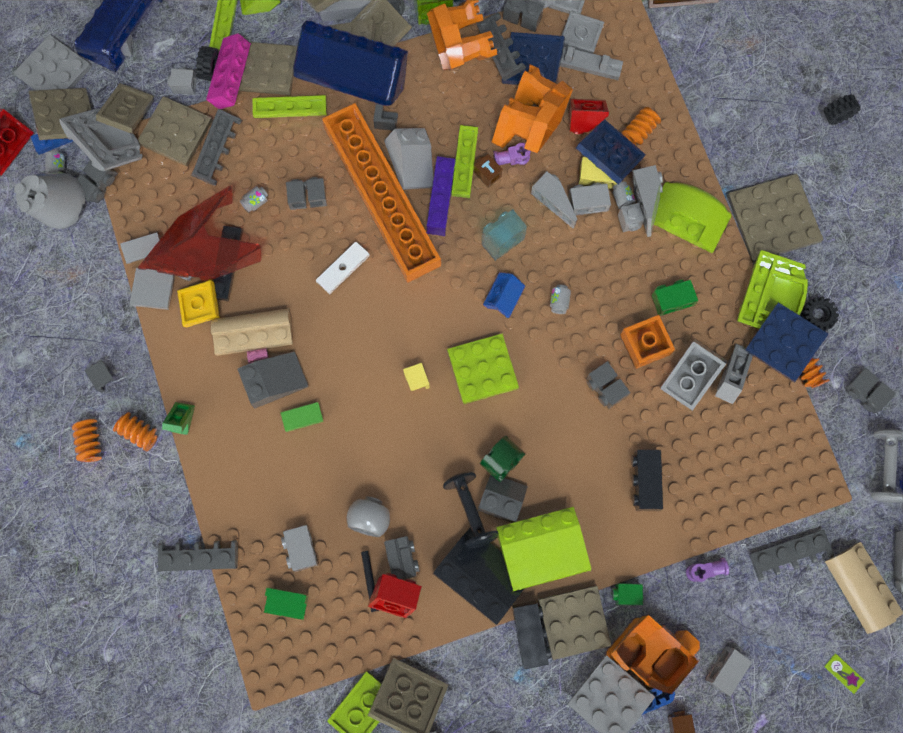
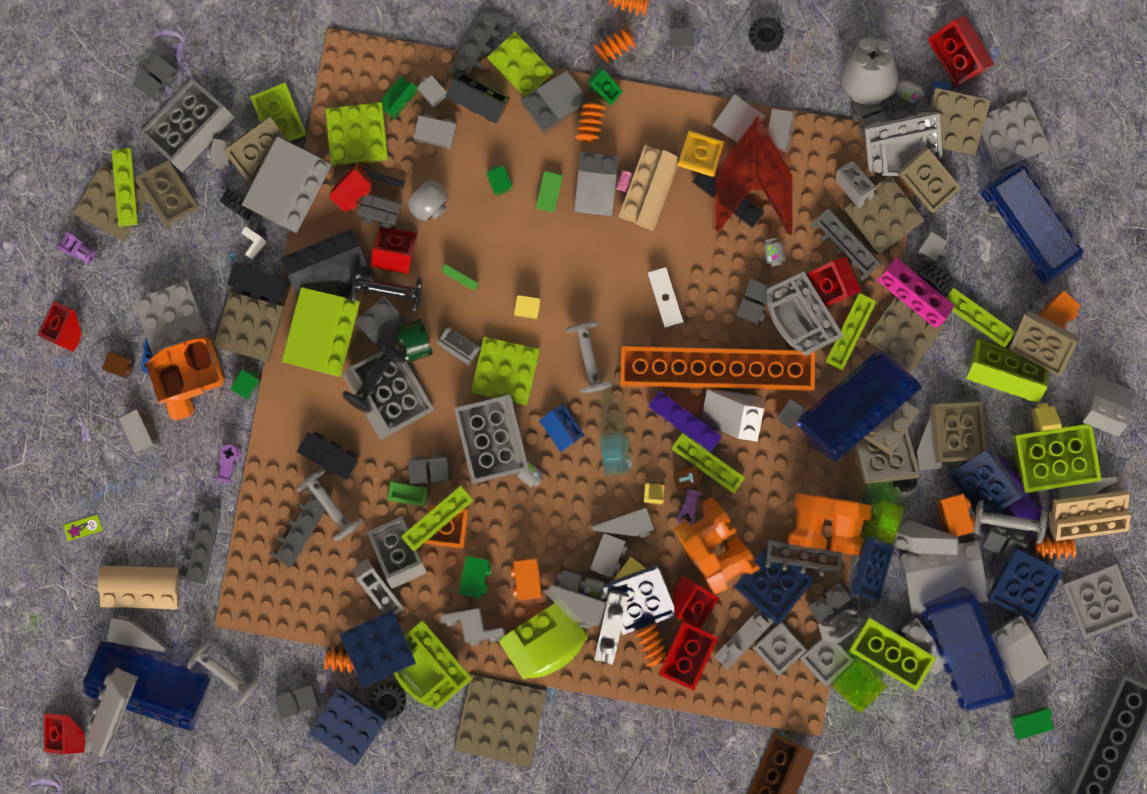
camera: 125 degrees right, 10 degrees up
(54, 299) = (766, 23): none -> black tyre
(159, 162) = (855, 183): none -> light grey hinge
(197, 506) = (520, 65): none -> lime plate
(217, 456) = (554, 102): none -> dark grey slope
(219, 413) = (589, 122): none -> orange piece
(247, 526) = (477, 97): none -> black brick
(255, 139) = (834, 281): none -> red slope
(262, 573) = (431, 90): none -> light grey brick
(297, 146) = (801, 315): none -> light grey slope
(315, 465) = (499, 180): none -> green brick
(340, 622) = (356, 134): none -> lime plate
(422, 464) = (471, 284): none -> bright green tile
(425, 659) = (286, 184): none -> light grey slope
(430, 525) = (394, 250): none -> red slope
(452, 283) = (588, 357): none -> light grey hose
(468, 699) = (233, 202): none -> black tyre
(484, 420) = (458, 346): none -> light grey hinge
(491, 662) = (258, 243): none -> white panel
(517, 190) = (653, 493): none -> light yellow panel
(551, 345) = (491, 439): none -> light grey slope
(557, 473) = (373, 377): none -> black hose
(561, 459) = (394, 400): none -> light grey slope
(632, 89) = (688, 656): none -> red slope
(639, 395) = (407, 493): none -> bright green tile
(648, 347) = (437, 518): none -> lime plate
(650, 249) = (527, 579): none -> orange brick
(664, 161) = (611, 626): none -> hinge
(692, 450) = (330, 506): none -> light grey hose
(719, 269) = (473, 626): none -> light grey bracket
(724, 468) = (300, 532): none -> dark grey hinge
(862, 336) = (347, 726): none -> dark blue plate

